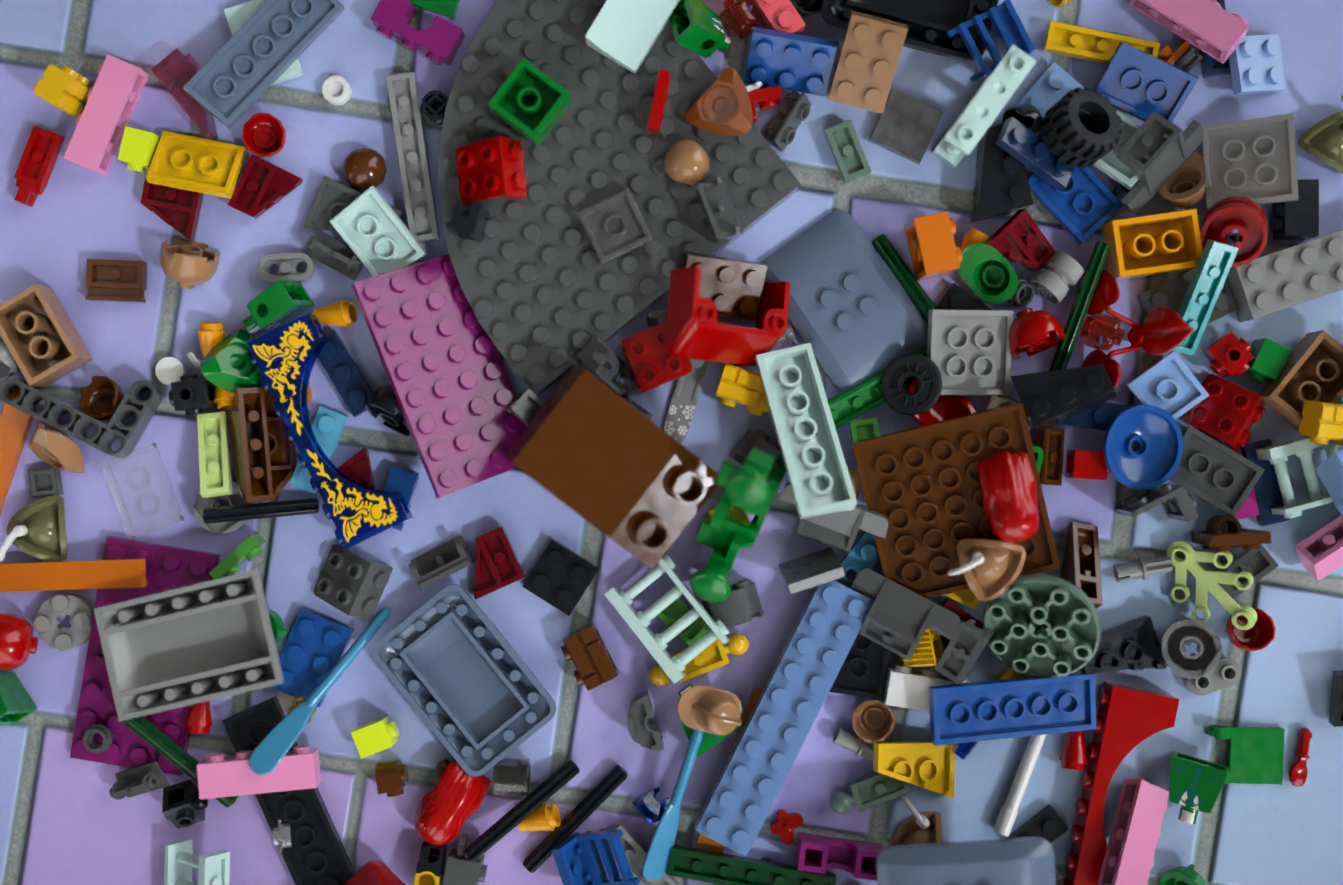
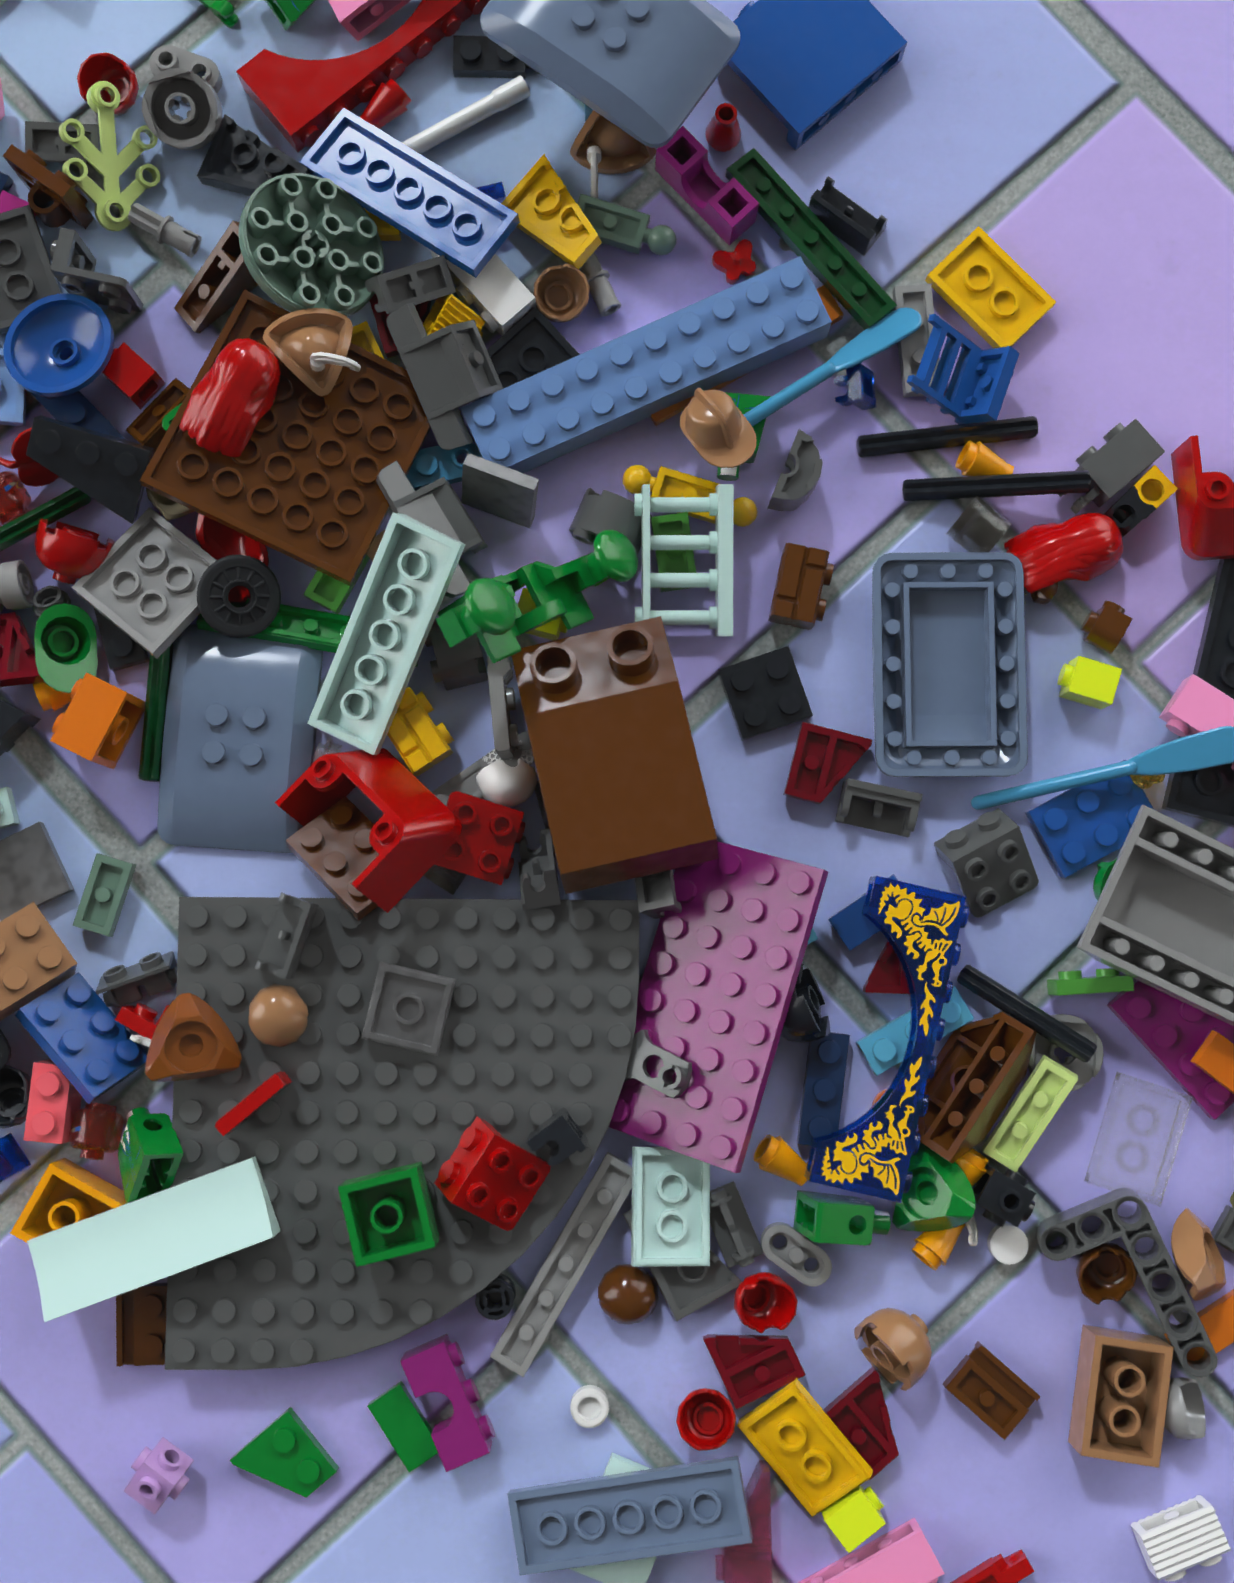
camera: 145 degrees left, 5 degrees down
(282, 226) = (765, 1302): none -> red hair
(463, 309) = (642, 1051): none -> piece
(664, 400) = (507, 784): none -> white hair
(709, 447) = (502, 701): none -> light grey hinge

